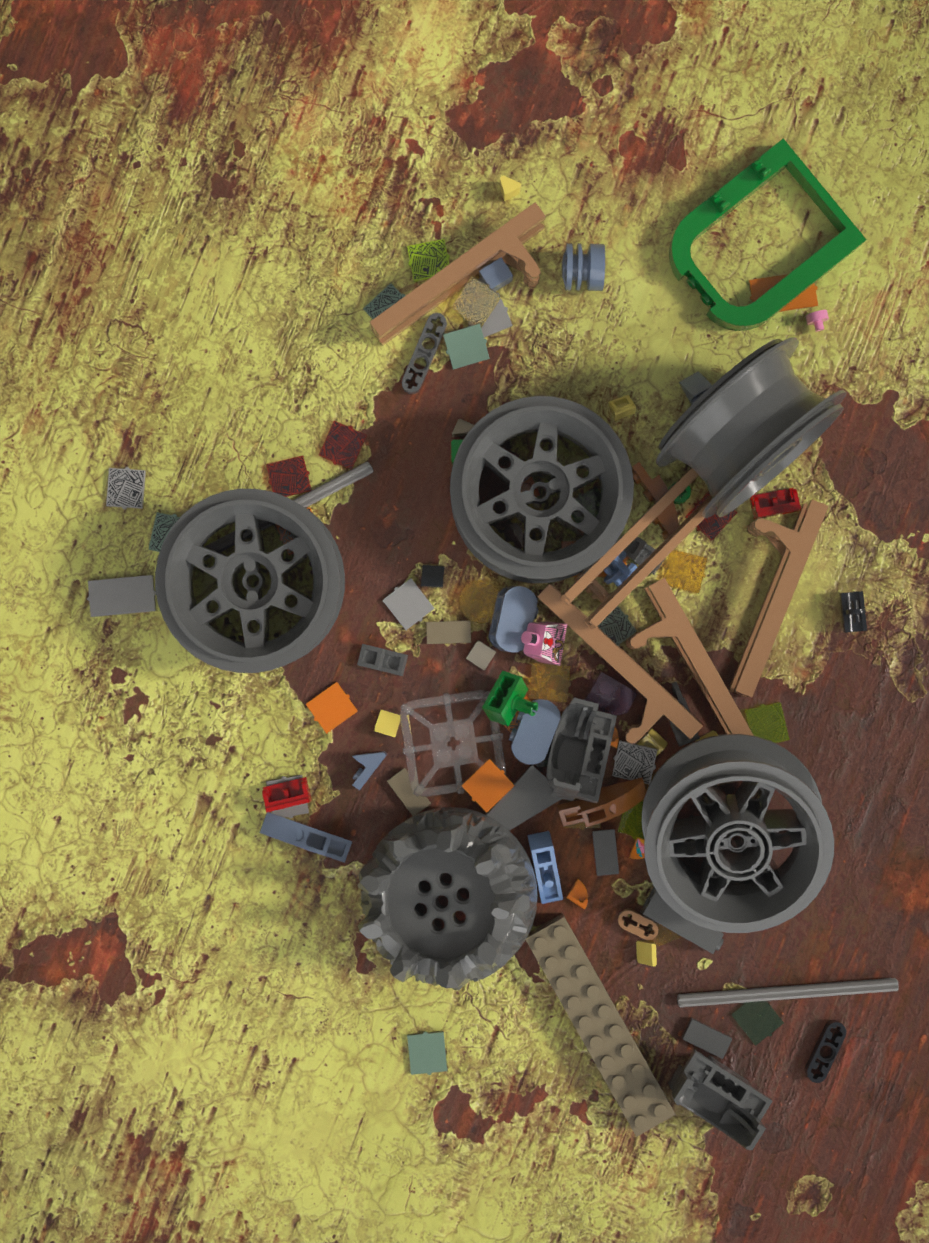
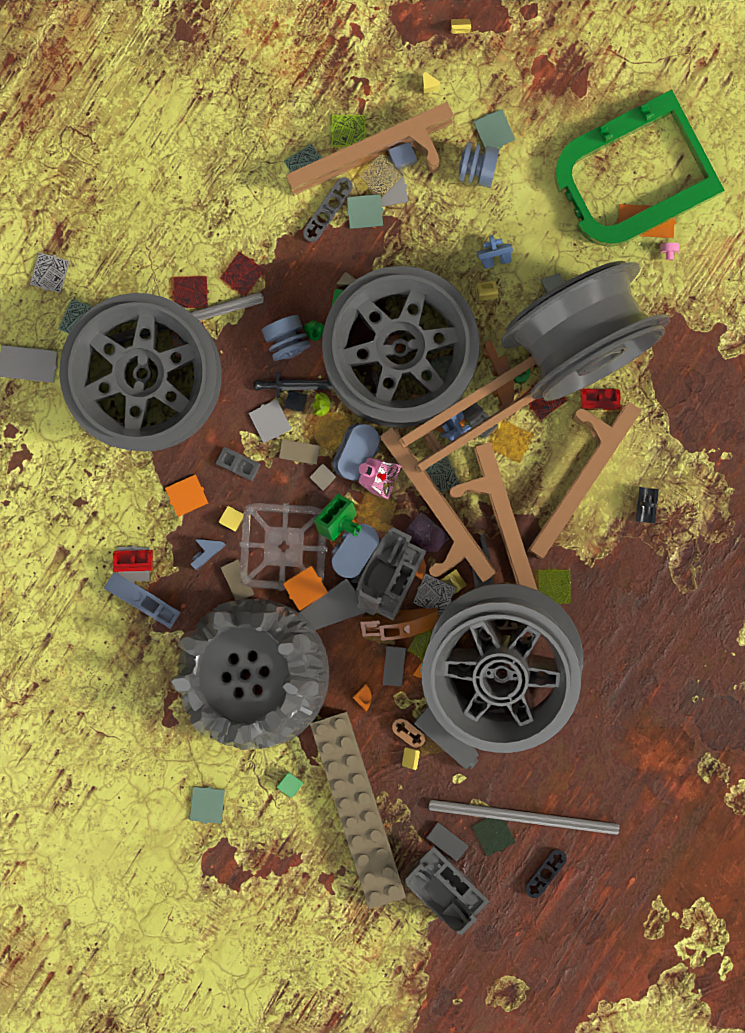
camera: 10 degrees right, 0 degrees up
(407, 506) = (285, 336): none -> sand blue wheel
(424, 558) = (292, 385): none -> black sword
(436, 492) = (314, 330): none -> green tile
(462, 574) = (321, 404): none -> lime plate
(515, 1010) = (290, 784): none -> slope
(530, 117) = (460, 26): none -> light yellow slope
(545, 867) = (340, 668): medium blue slope -> none
(592, 225) = (494, 130): none -> sand green piece
(613, 367) = (503, 251): none -> medium blue hips

